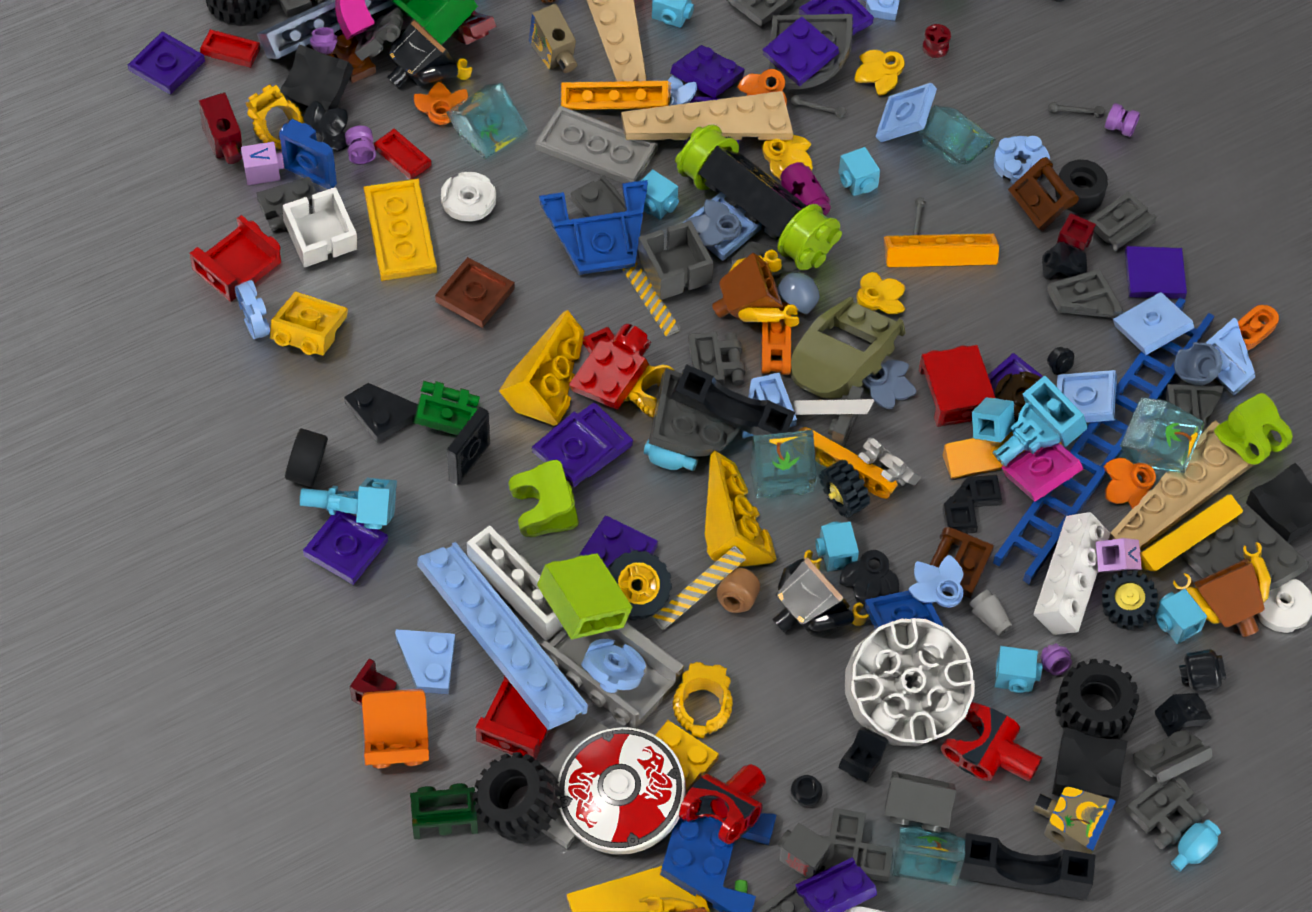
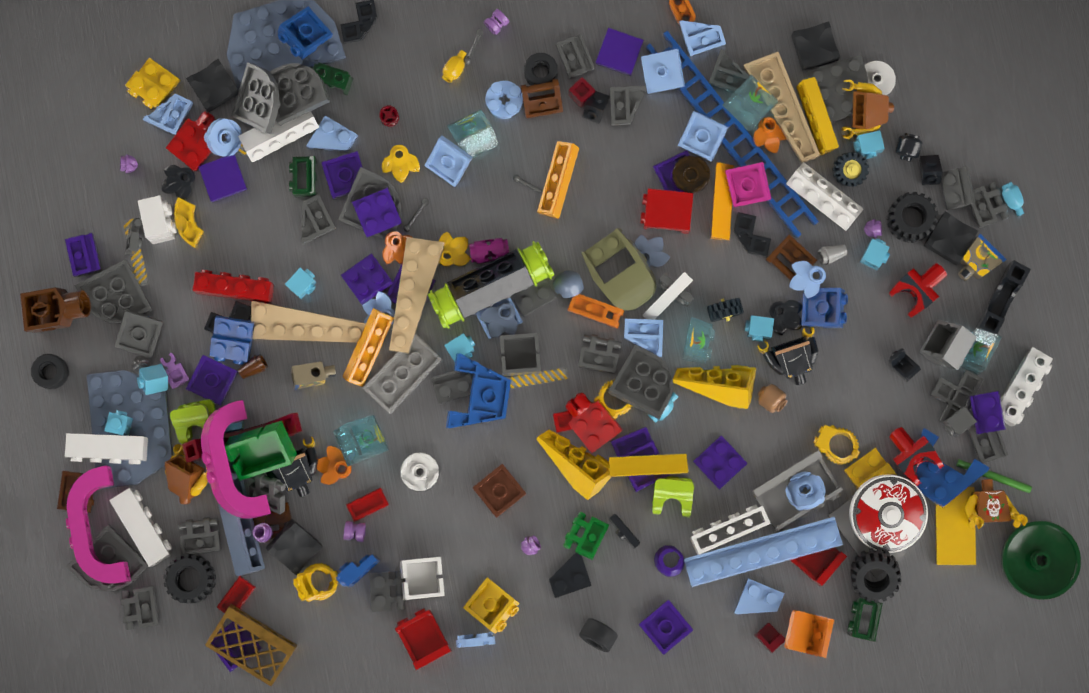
camera: 65 degrees left, 25 degrees up
(192, 74) = (260, 630): none -> pearl gold fence
(221, 127) = (308, 622): dark red torso -> none
(262, 163) = (349, 601): lavender brick -> none
(328, 124) = (332, 549): black plate -> none
(372, 503) = (645, 612): medium azure brick -> none
(400, 229) = (429, 524): yellow tile -> none
(410, 348) = (530, 545): none -> medium lavender plate
(437, 538) = (658, 560): none -> dark purple piece
(575, 446) = (648, 465): none -> yellow slope
(584, 596) = (762, 495): lime brick -> none
(654, 583) = (762, 463): wheel -> none
(699, 588) = (765, 422): sticker -> none
(708, 396) = (642, 372): black arch -> none
(752, 292) = (562, 315): dark orange torso -> none
(806, 790) = (912, 405): black plate -> none
(829, 452) = (701, 302): light orange beam -> none
(859, 171) = (484, 210): medium azure brick -> none
(880, 293) = (579, 229): yellow plate -> none
(898, 470) = (716, 270): light grey plate -> none
(940, 681) = (874, 322): white brick -> none
(993, 419) = (707, 201): medium azure brick -> none
(1037, 92) = (454, 67): none -> yellow plant
(1042, 422) = (720, 170): medium azure brick -> none
(1060, 360) = (669, 139): black plate -> none
(1118, 555) = (825, 165): lavender brick -> none
(1198, 364) = (704, 58): sand blue hair -> none
(1253, 424) = (757, 48): lime piece -> none

